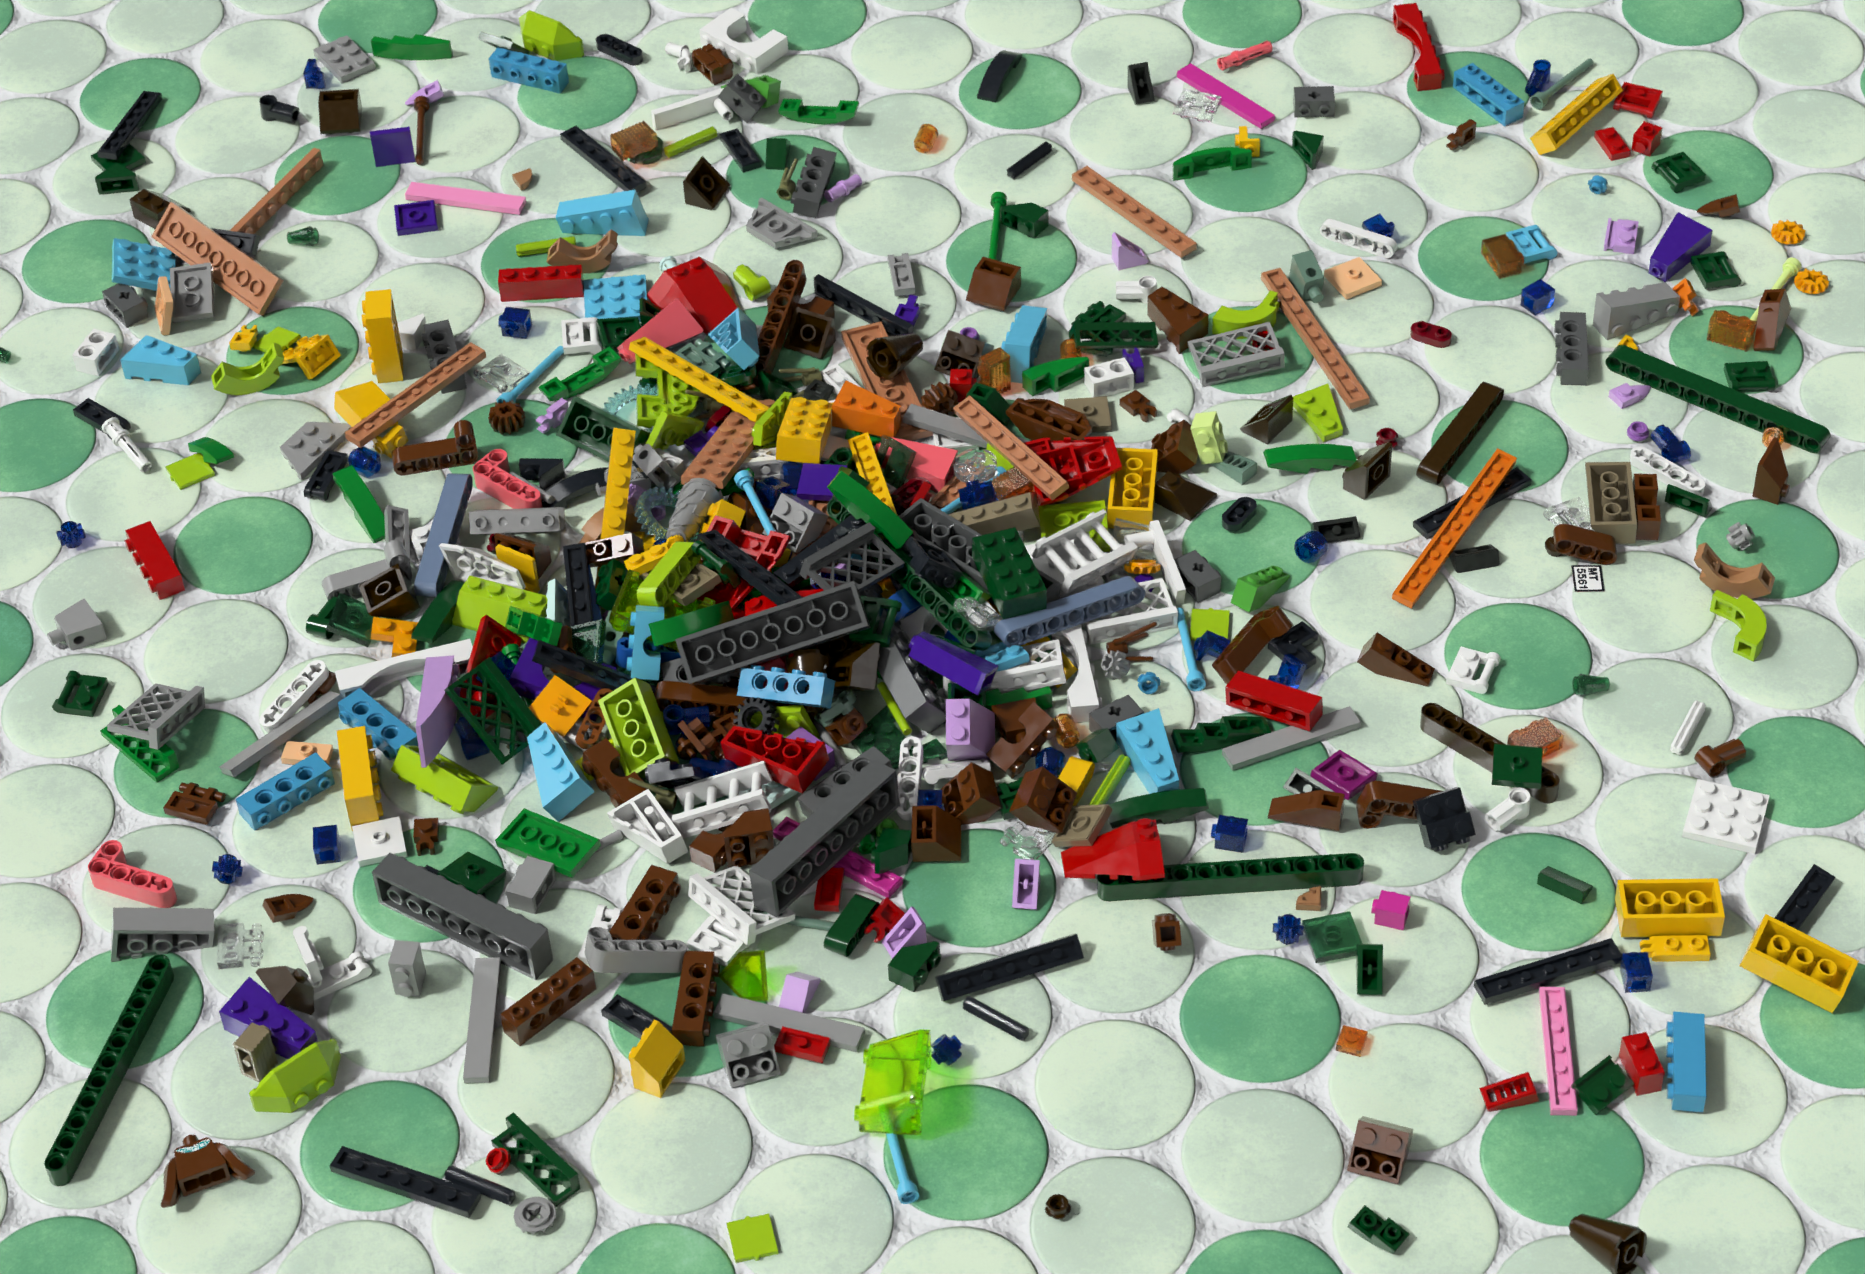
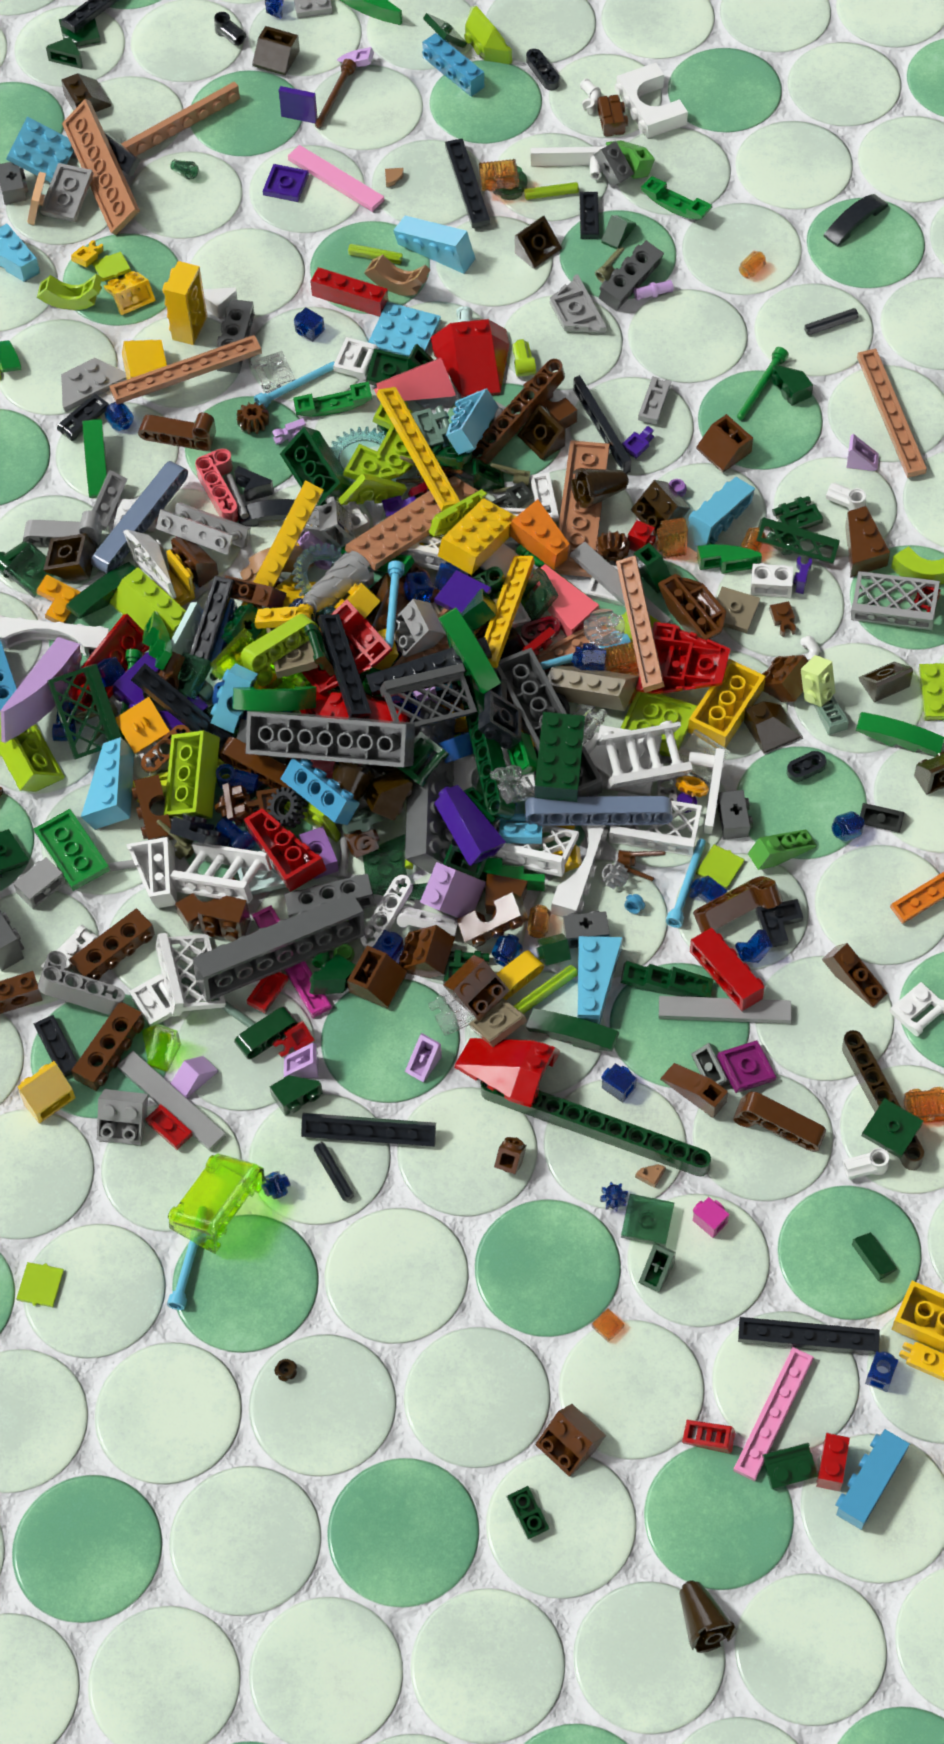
camera: 25 degrees right, 15 degrees up
(393, 439) = (149, 405): yellow bracket -> none
(1444, 819) = (802, 1151): black plate -> none

